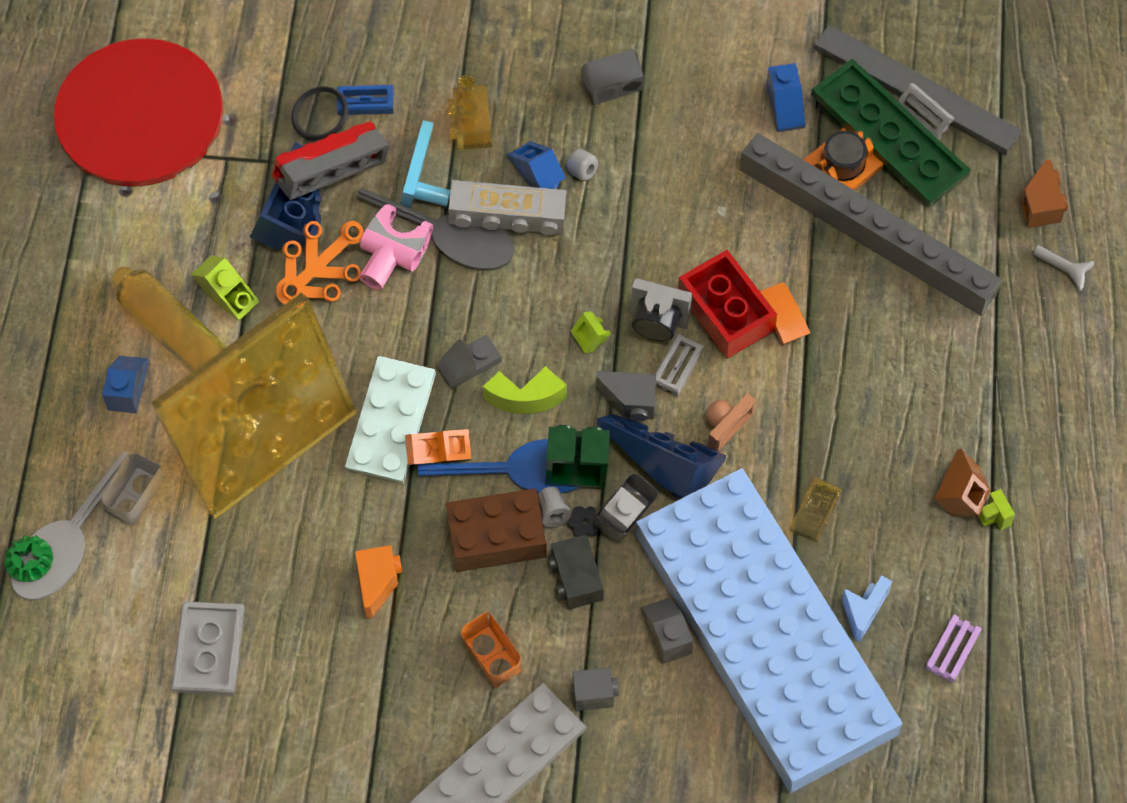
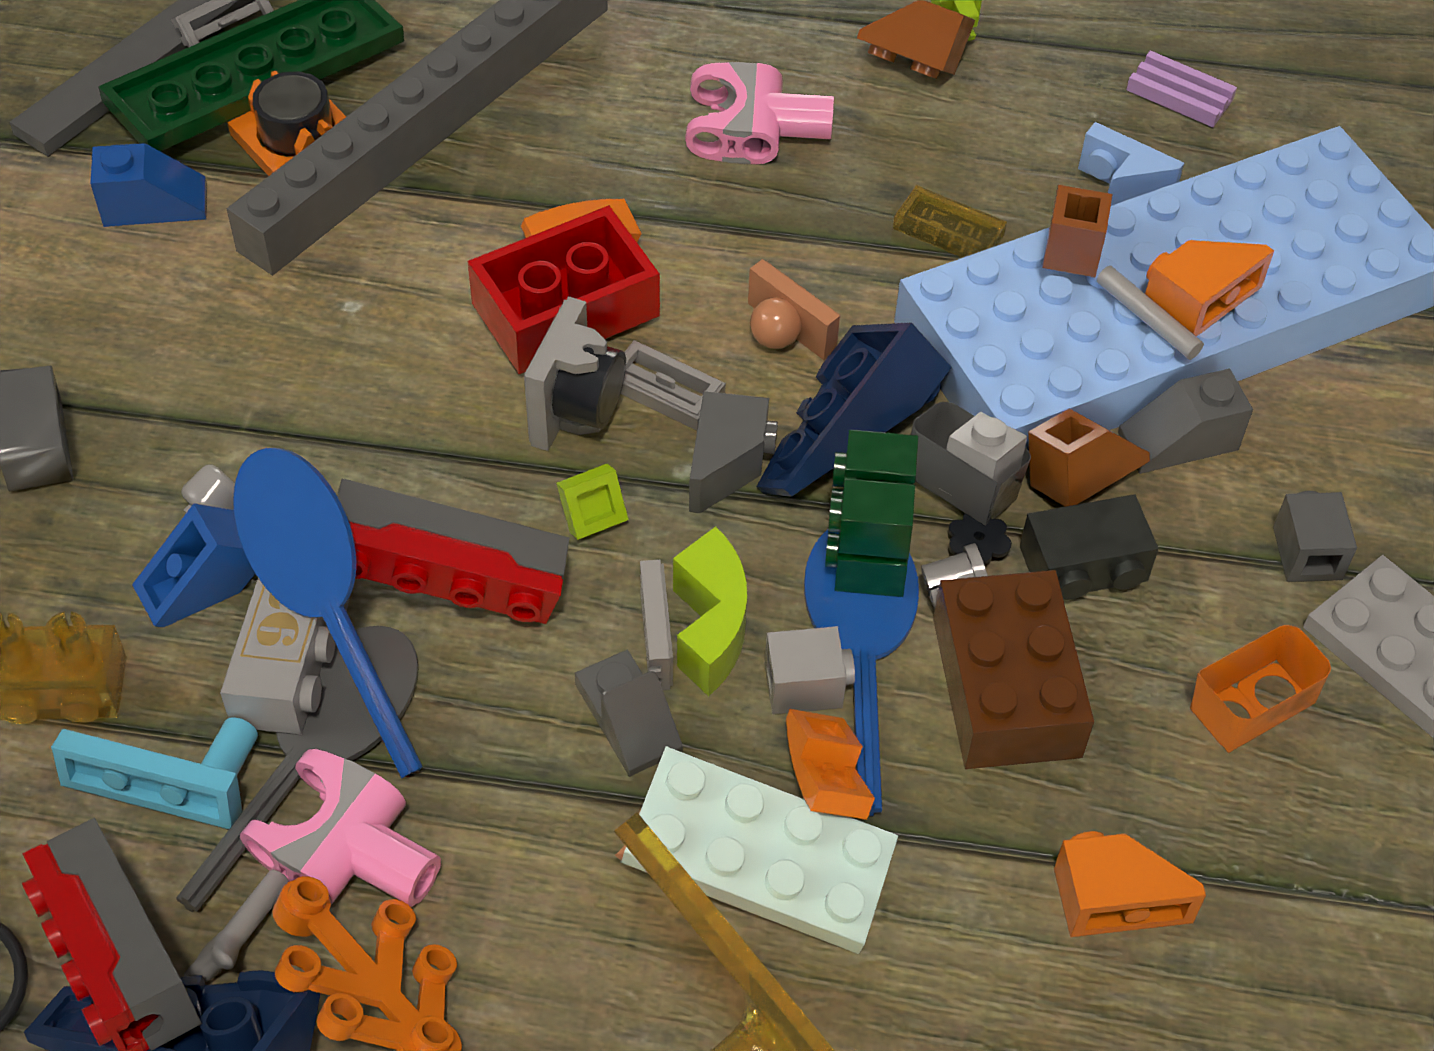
camera: 90 degrees left, 10 degrees down
(333, 207) = (224, 948): none -> light grey piece
(491, 436) = (807, 669): none -> light grey brick
(514, 201) = (308, 562): none -> blue piece
(515, 366) = (656, 621): none -> light grey tile
(539, 263) = (454, 553): none -> red piece
(636, 569) = (1079, 457): none -> dark orange slope
(720, 592) = (1150, 312): none -> light grey piece
(737, 617) = (1206, 280): none -> orange slope
(777, 549) = (1077, 230): none -> dark orange slope
(888, 400) = (752, 113): none -> bright pink connector

